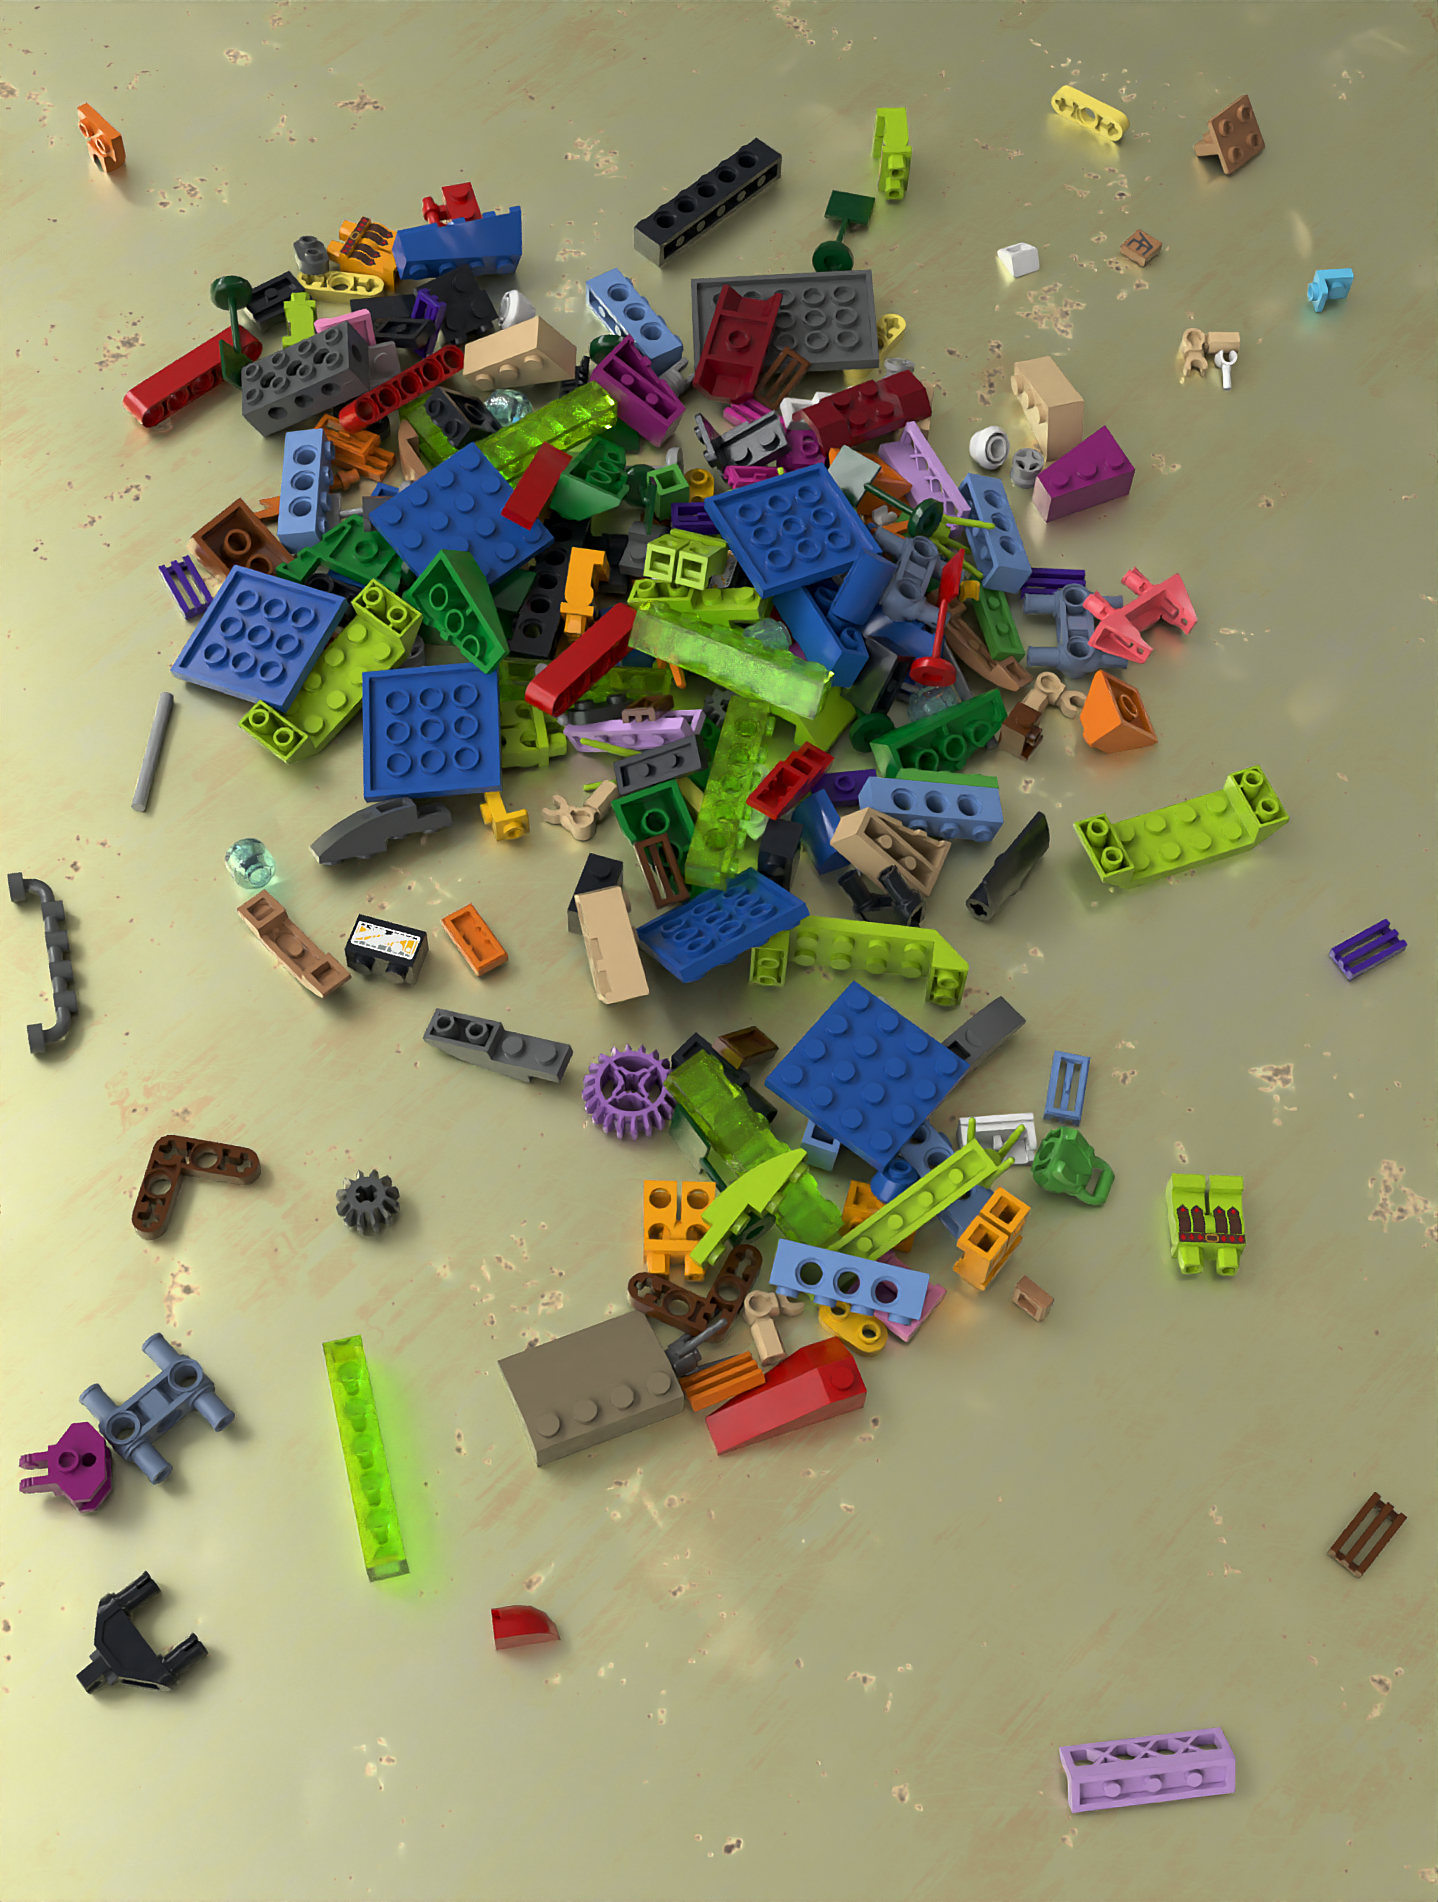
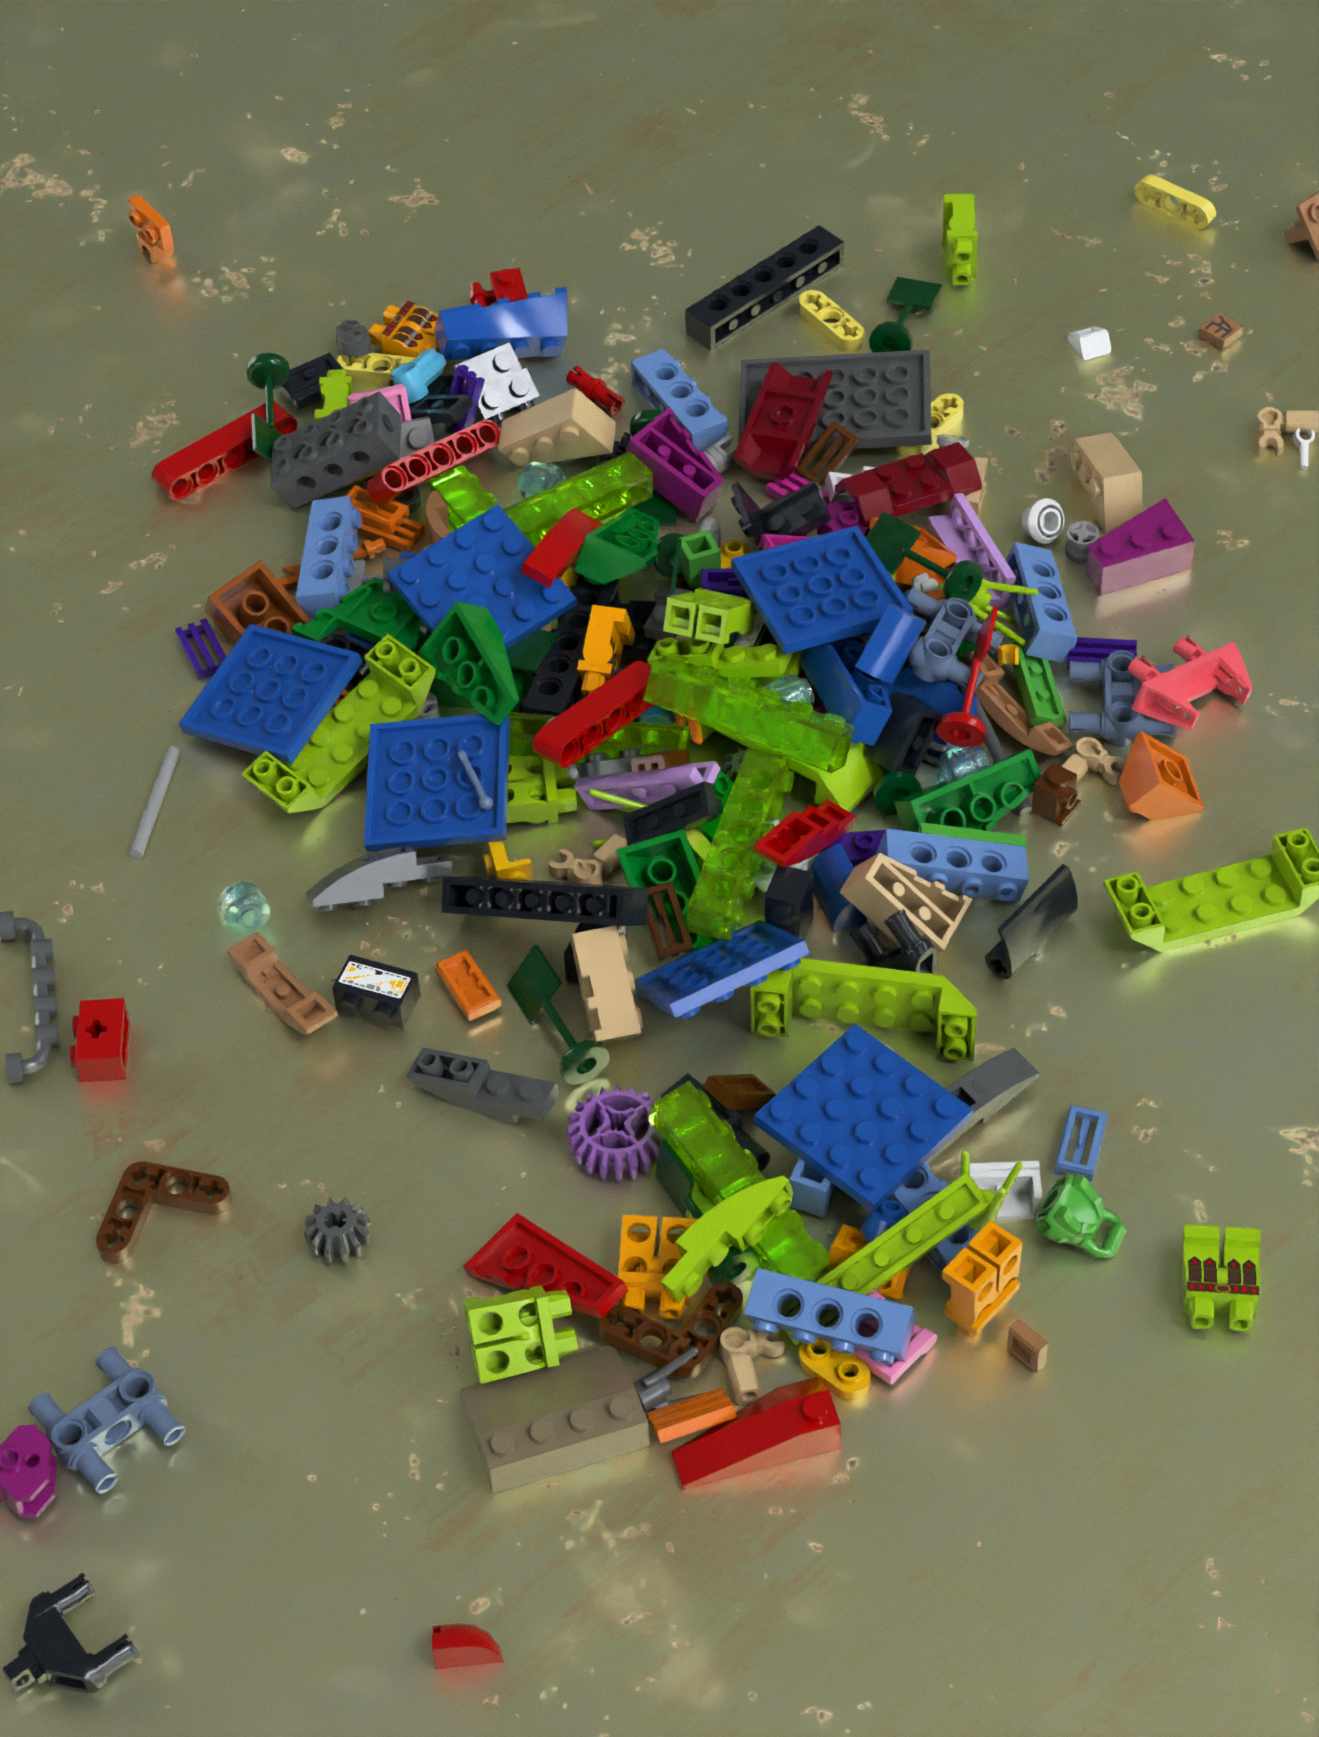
camera: 10 degrees right, 10 degrees down
(124, 989) = (101, 1040): none -> red brick
(365, 1459) = (314, 1474): clear neon green brick -> none
(380, 295) = (419, 373): none -> medium azure piece
(460, 417) = (489, 484): black plate -> none
(481, 754) = (485, 801): none -> sand blue hinge
(514, 309) = (554, 384): white cone -> none
(540, 943) = (533, 989): none -> dark green piece
(547, 857) = (545, 900): none -> black brick
(552, 1306) = (517, 1333): none -> lime hips
(553, 311) = (595, 390): none -> red pin
(571, 1235) = (528, 1257): none -> red wing
(770, 225) = (845, 334): none -> light yellow beam

